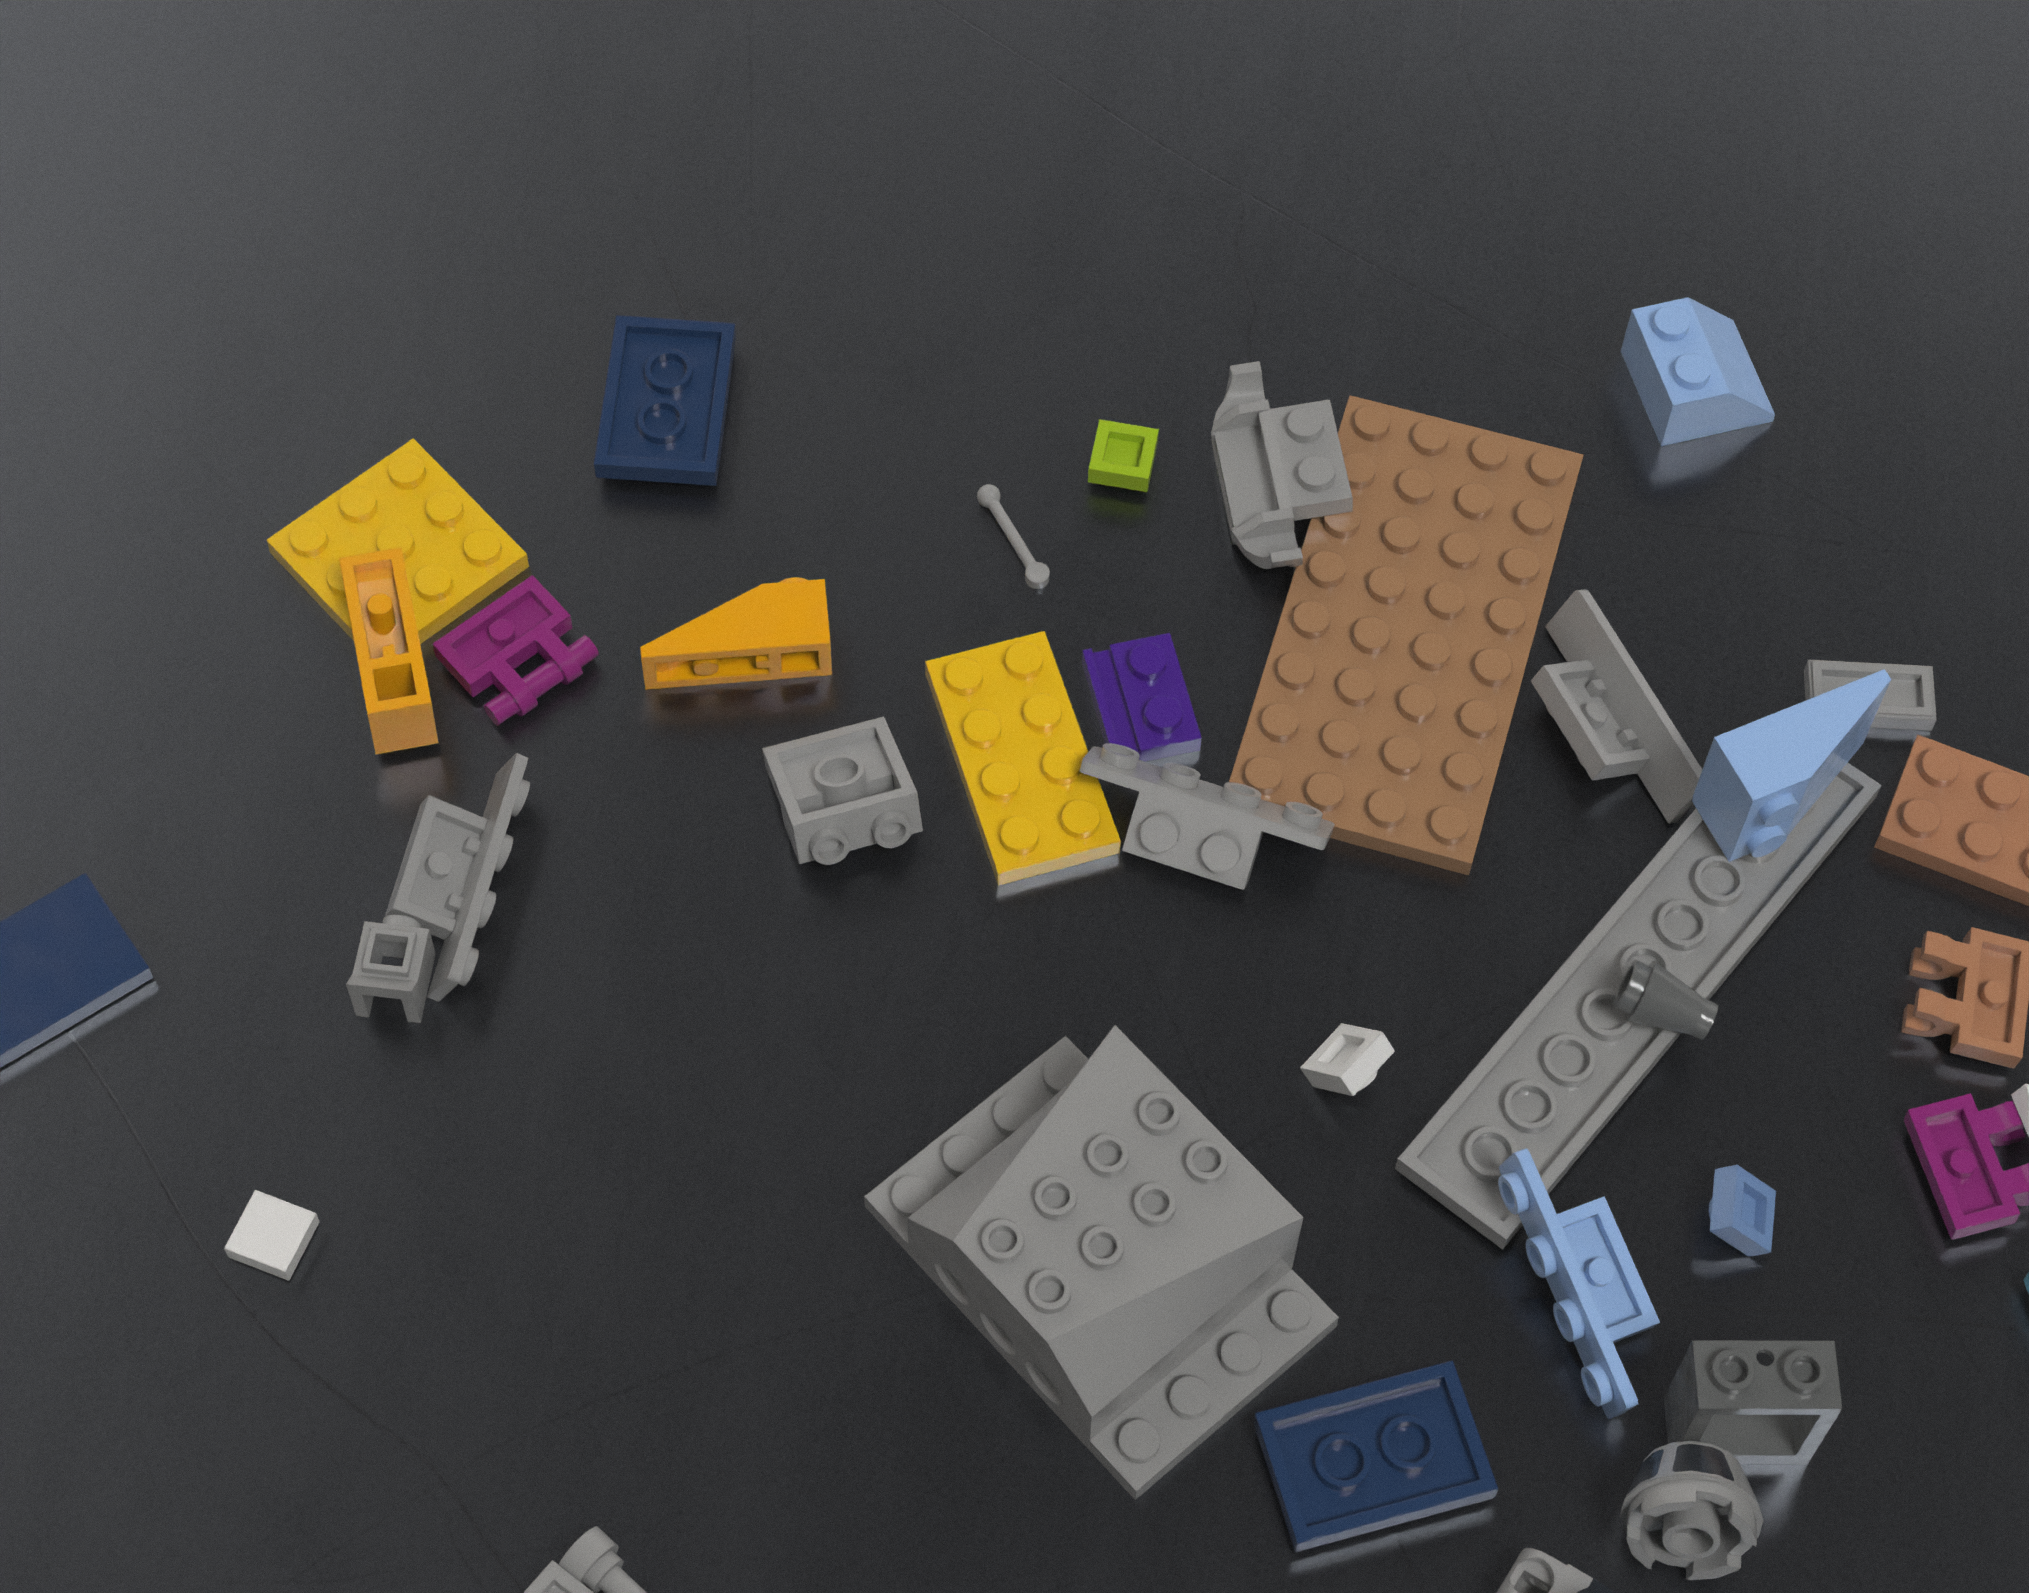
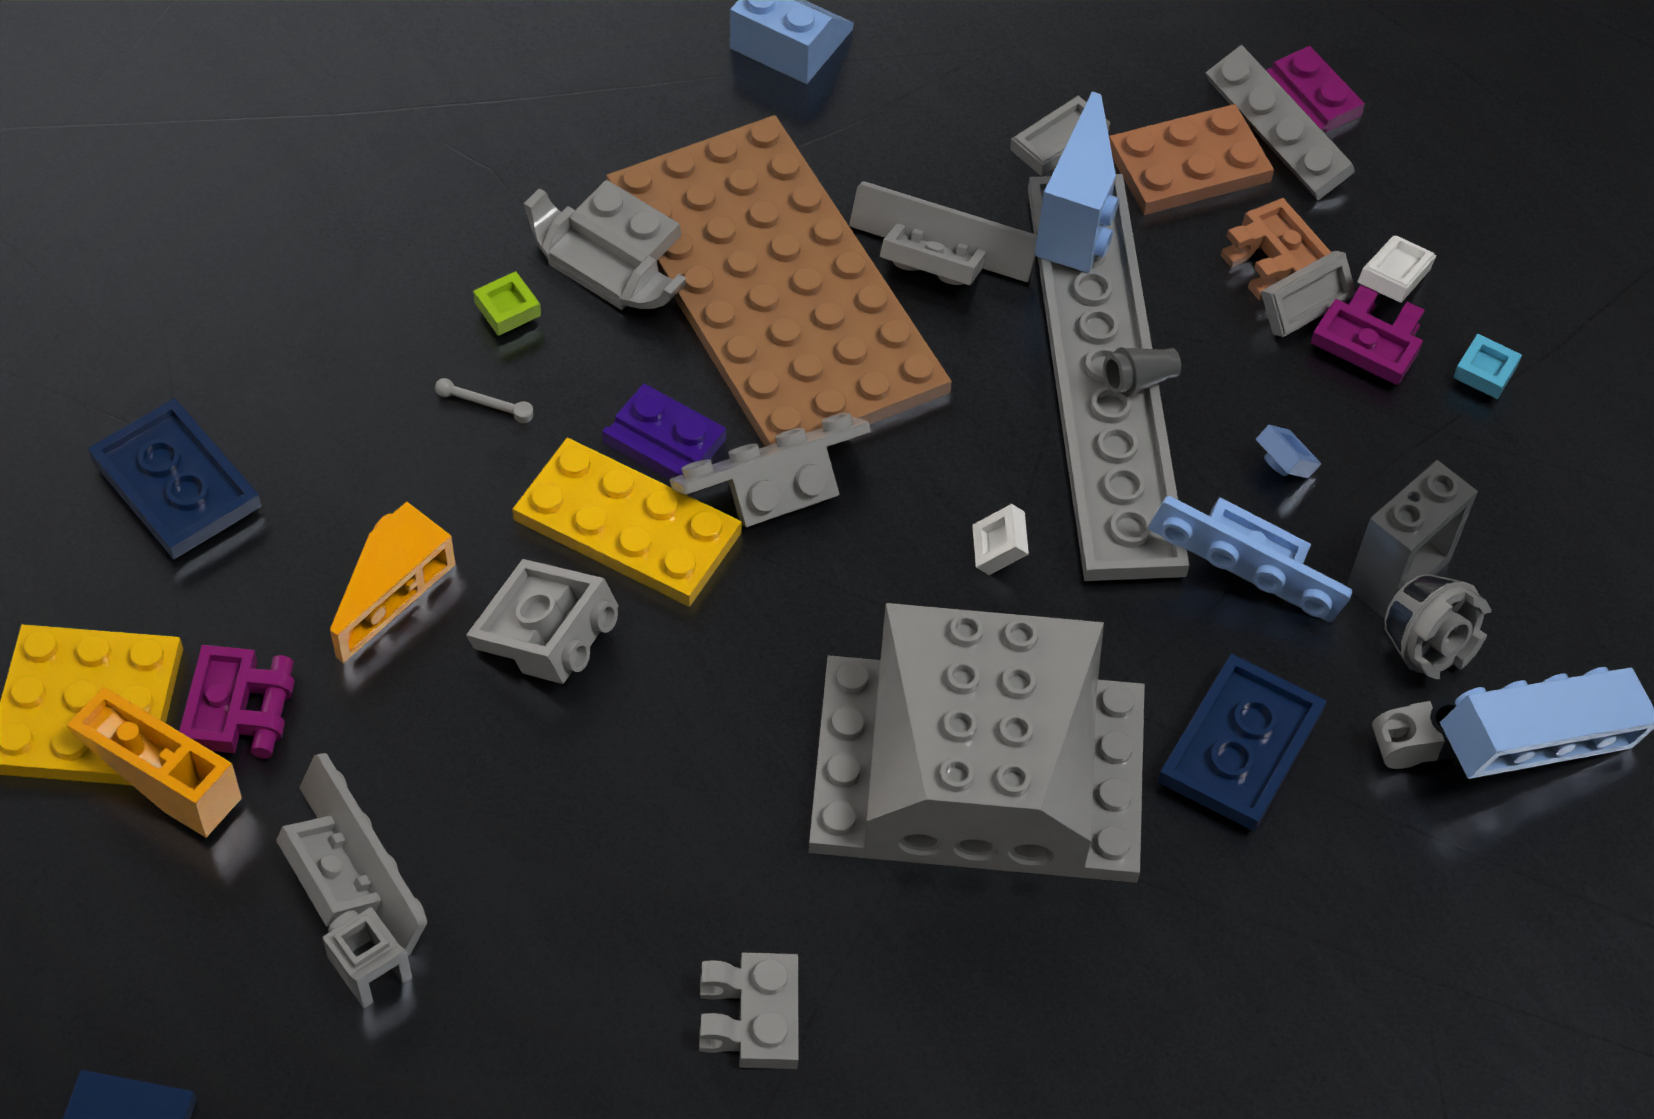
camera: 45 degrees left, 5 degrees down
(673, 1316) = (768, 1010): none -> light grey plate
(1950, 1065) = (1308, 293): none -> light grey tile

